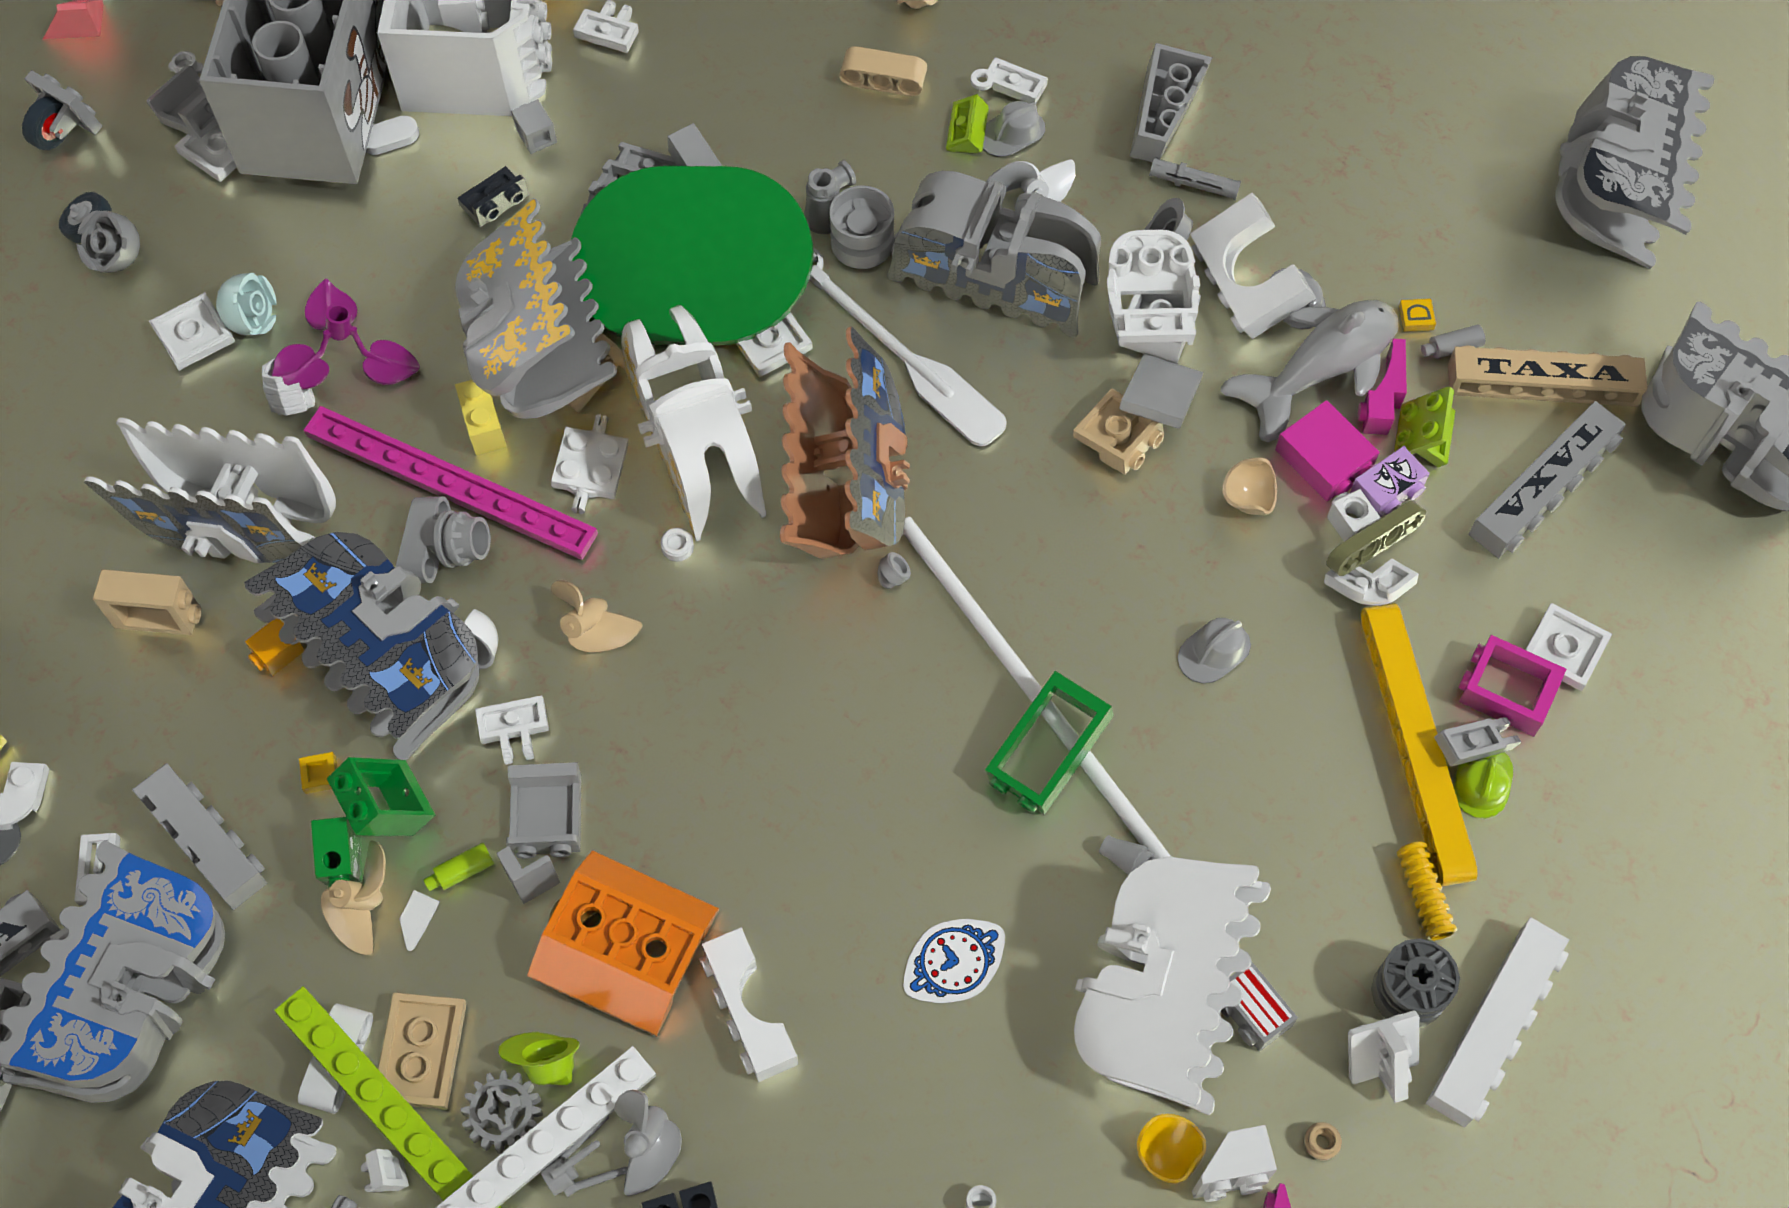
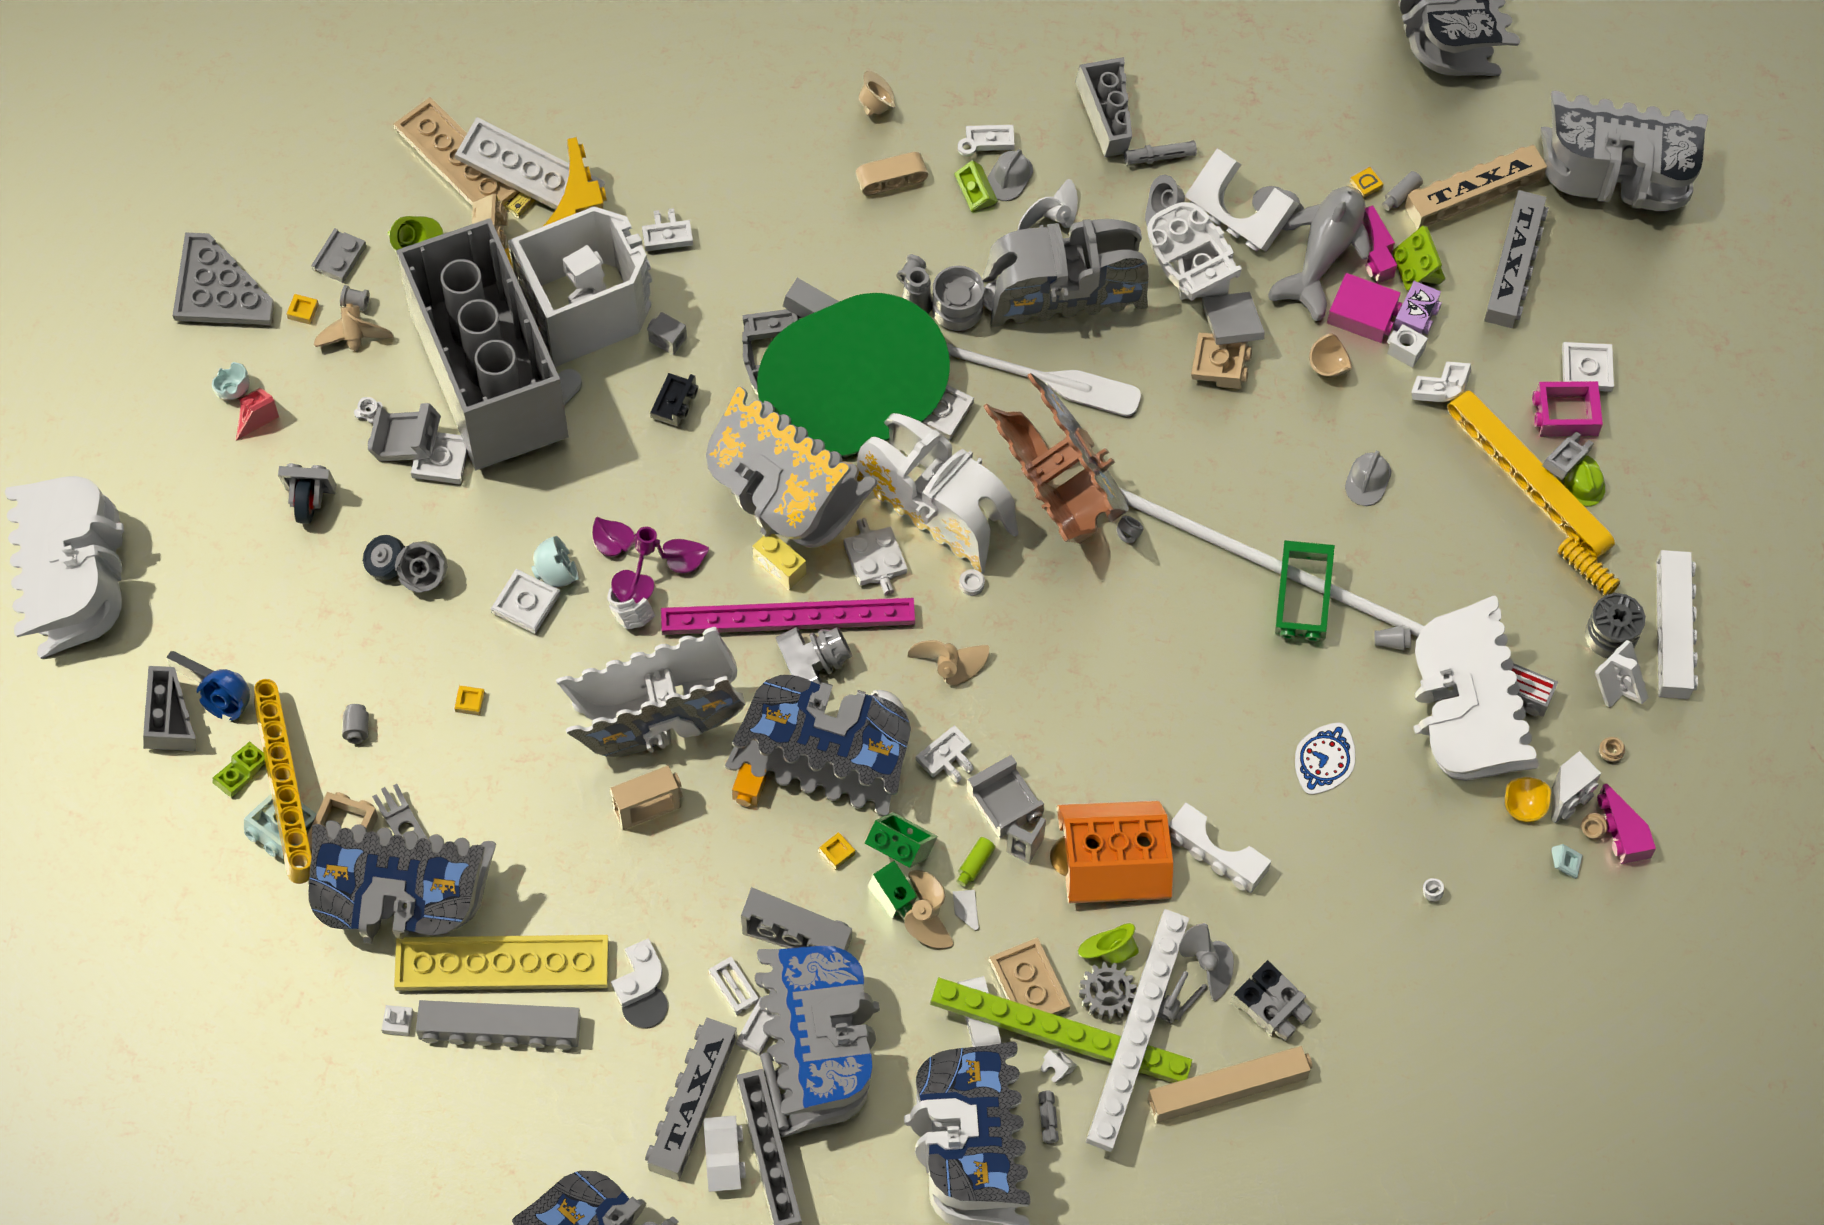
camera: 30 degrees left, 0 degrees up
(62, 407) = (469, 700): none -> yellow tile
(1376, 538) = (1430, 352): olive beam -> none

